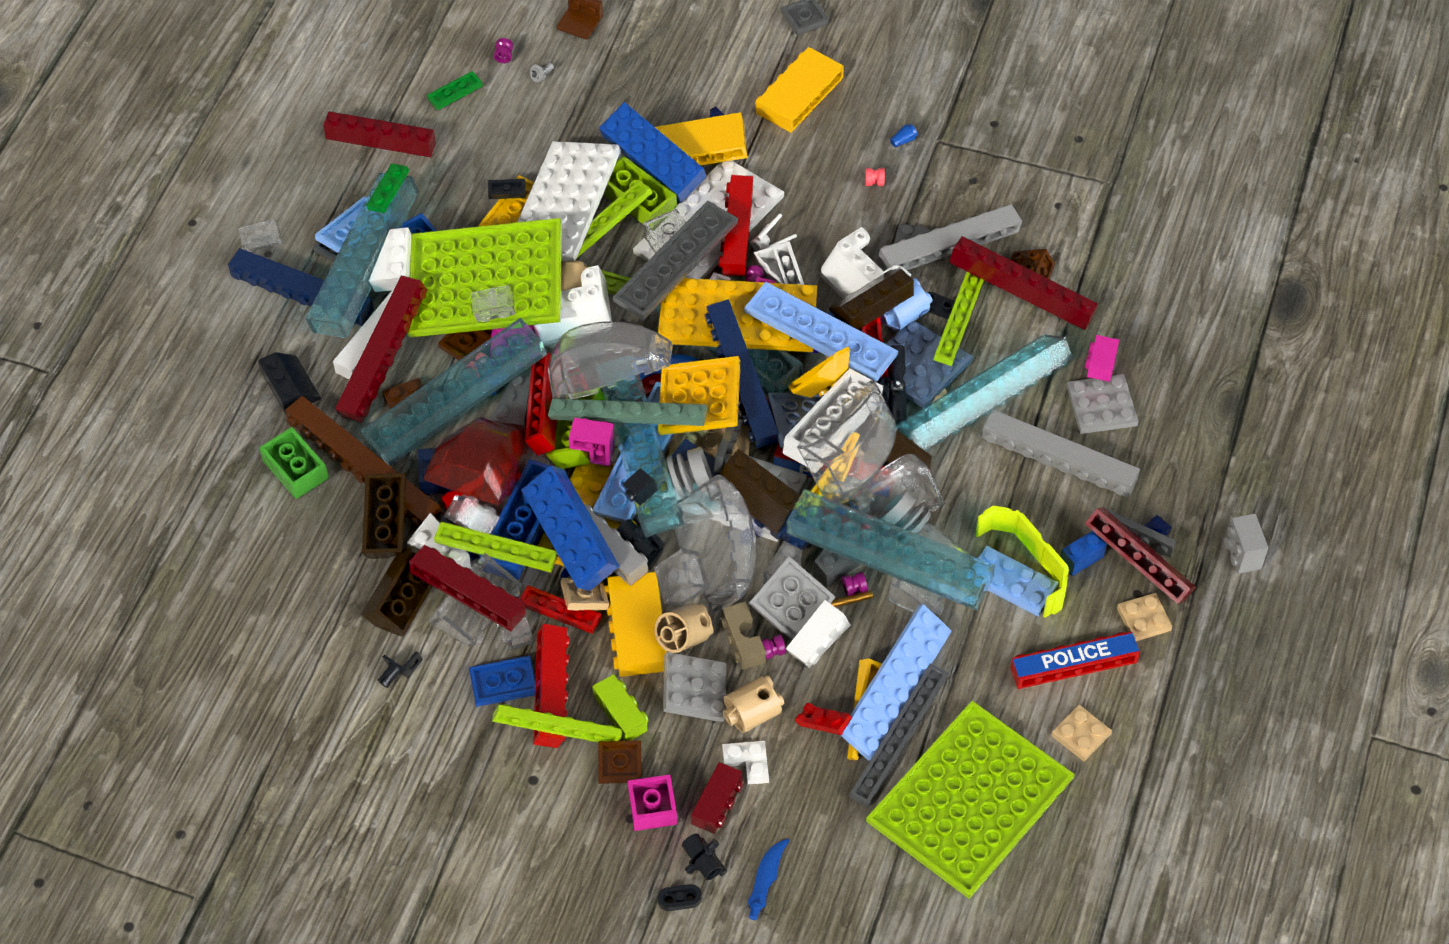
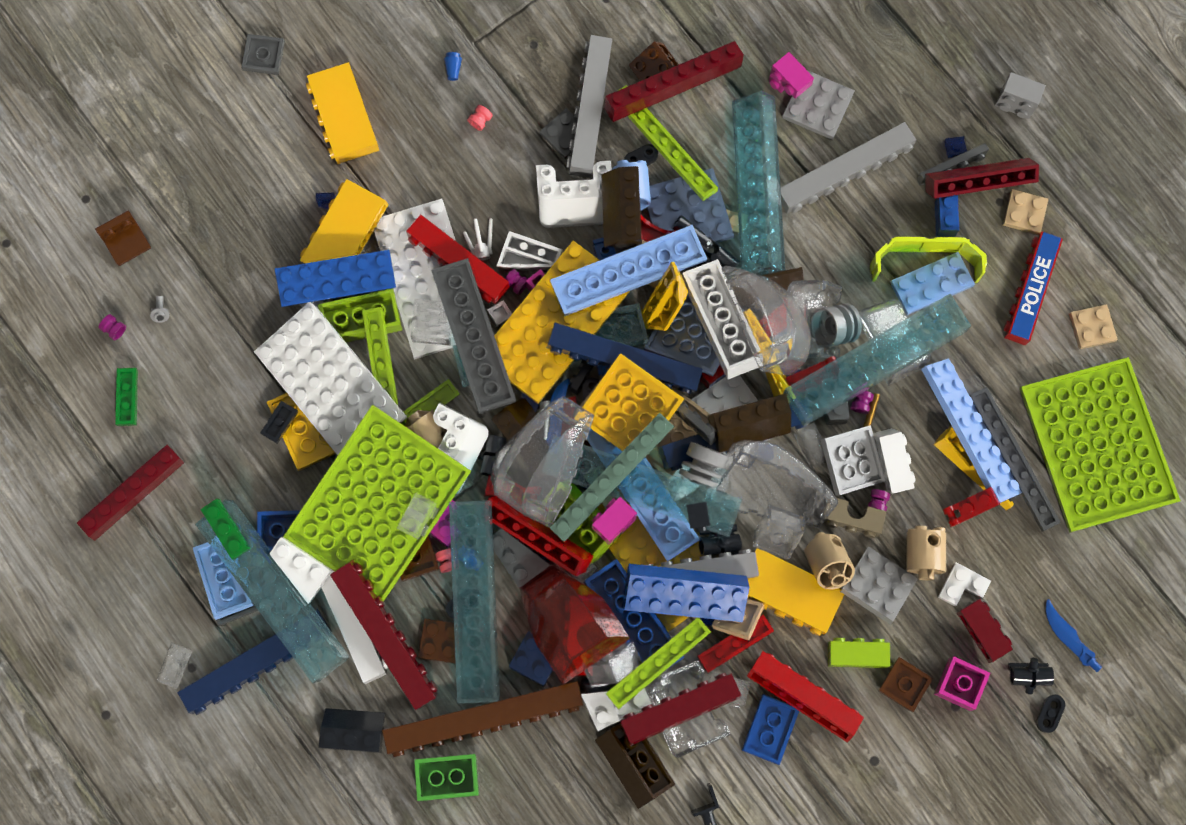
camera: 60 degrees left, 20 degrees up
(383, 515) = (561, 734): dark brown slope -> none
(554, 724) = (852, 722): lime plate -> none

